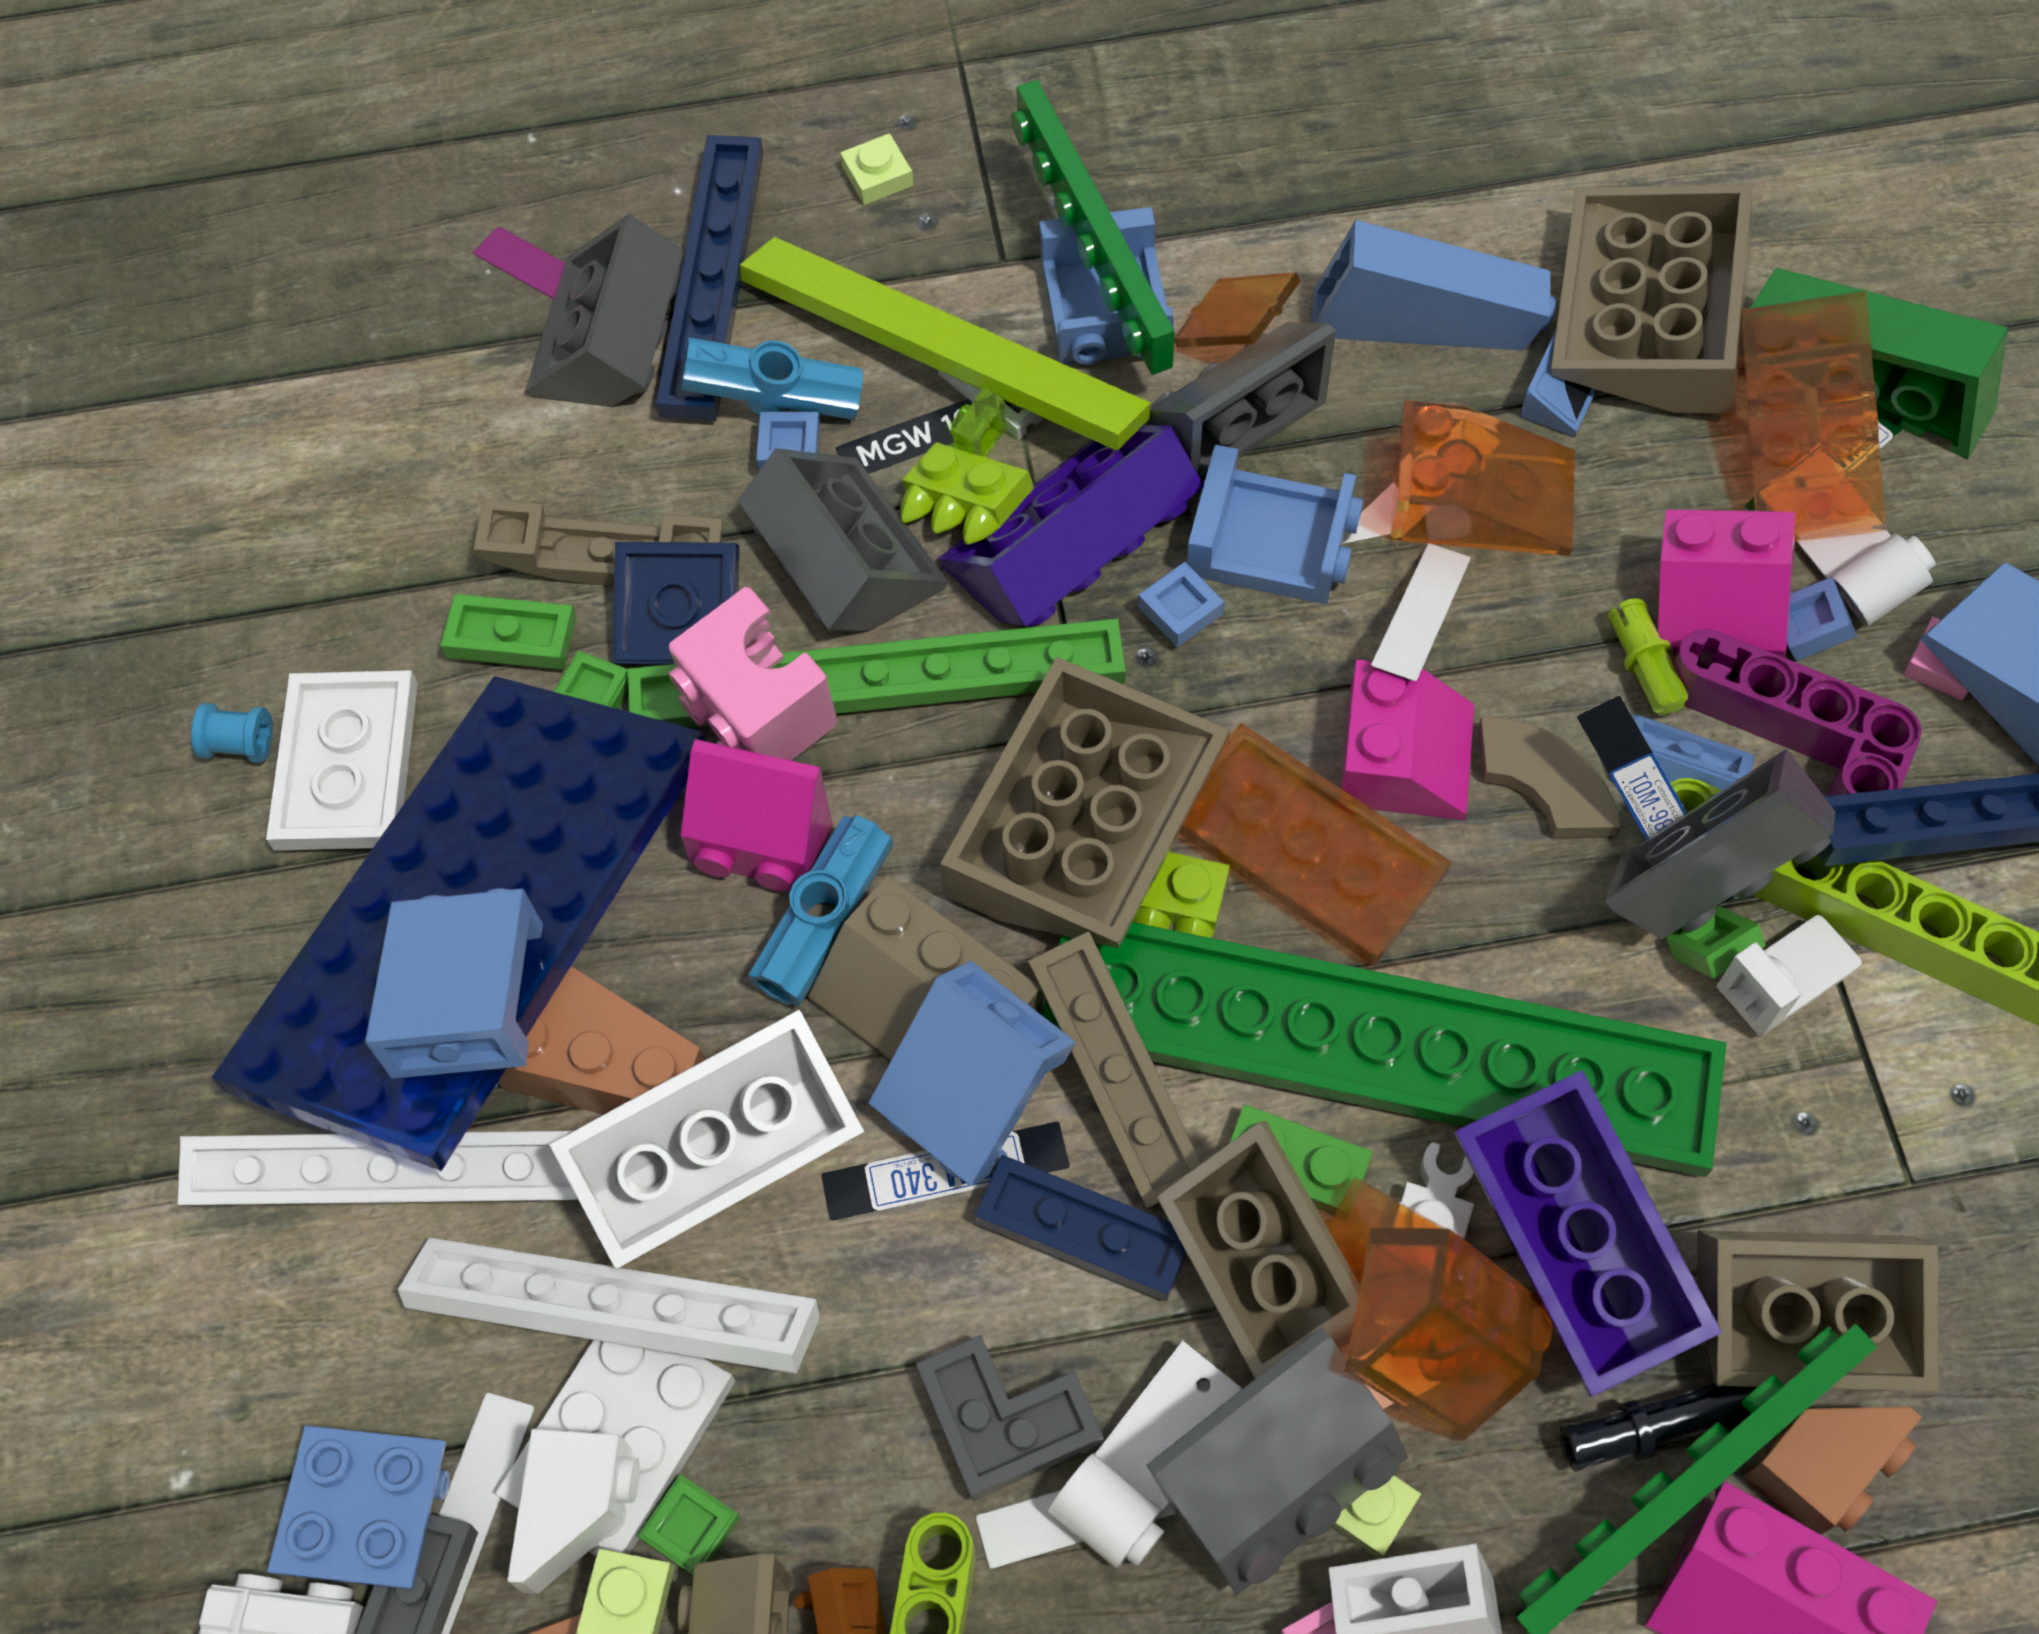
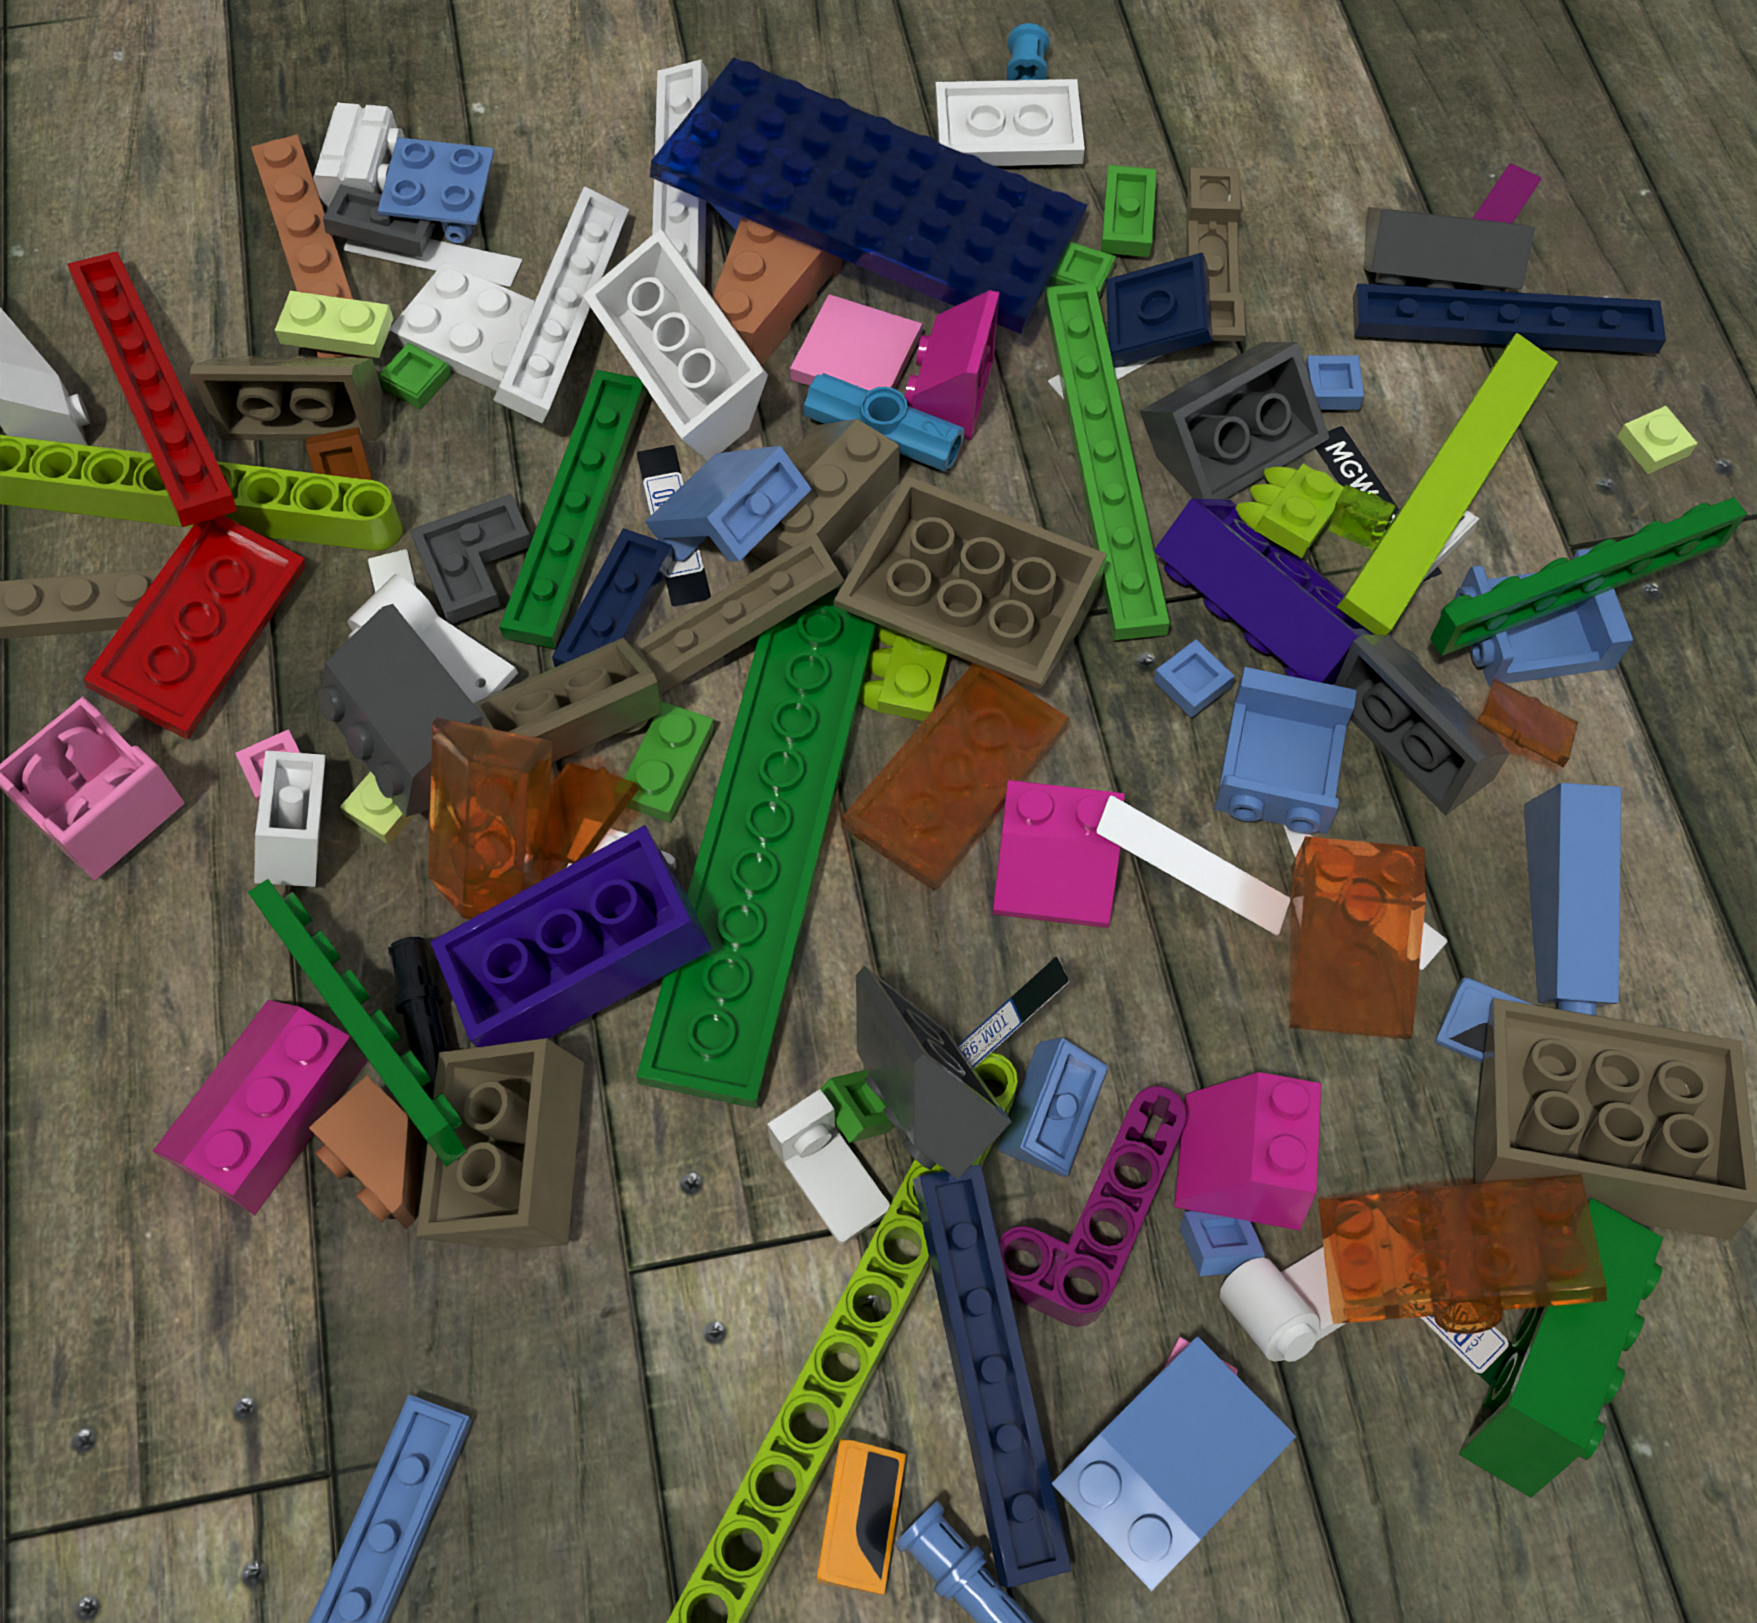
camera: 85 degrees right, 0 degrees up
(452, 984) = (782, 147): medium blue panel -> none
(568, 1502) = (420, 281): white slope -> none
(694, 948) = (856, 345): none -> bright pink tile
(731, 684) = (1057, 325): bright pink piece -> none
(745, 376) = (1390, 329): dark azure piece -> none
(930, 1283) = (574, 510): none -> green plate
(1550, 775) = (1048, 940): dark tan tile -> none
(1648, 657) = (1176, 1073): lime axle -> none

